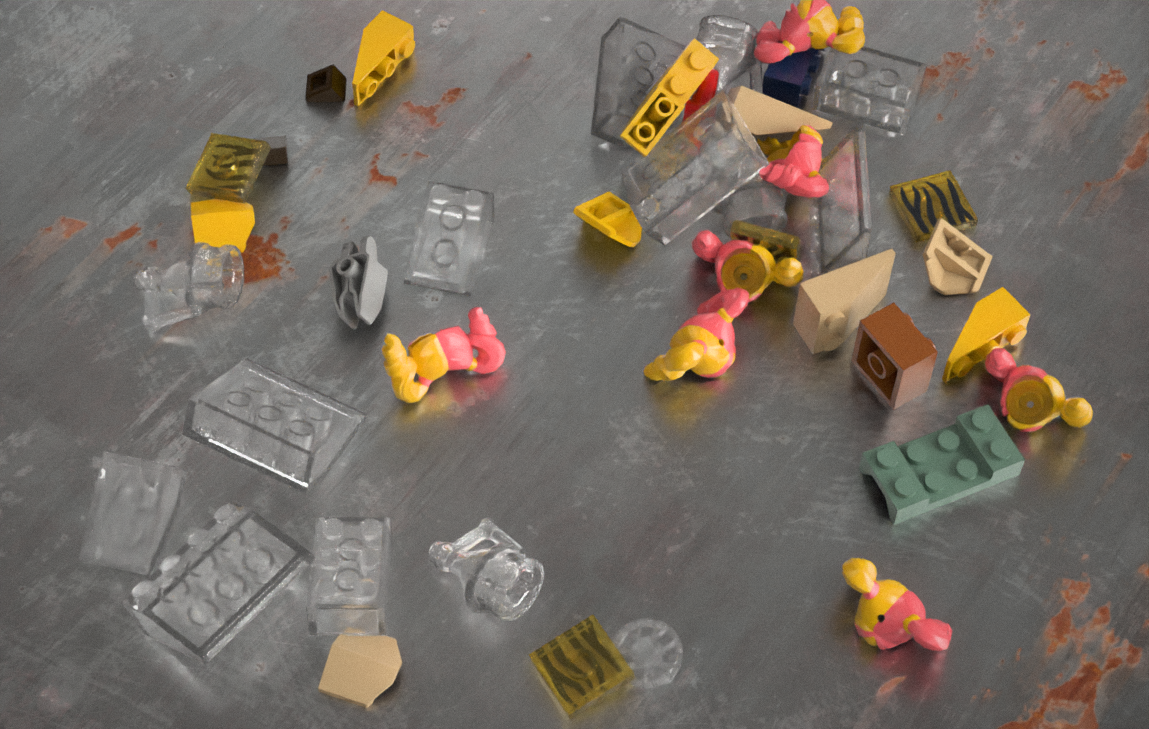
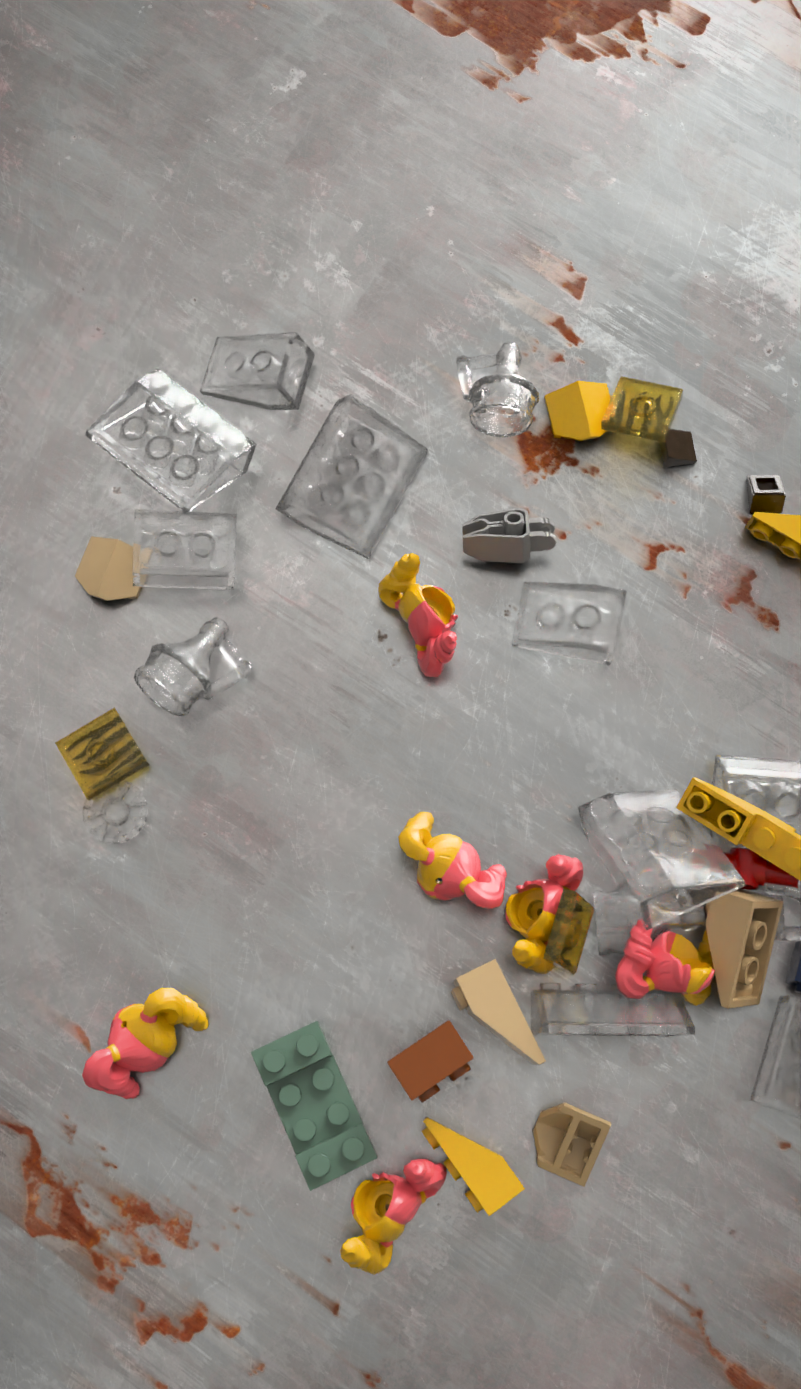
camera: 90 degrees right, 20 degrees up
(612, 218) = (603, 771): yellow slope -> none
(929, 199) = (650, 1125): clear yellow tile -> none

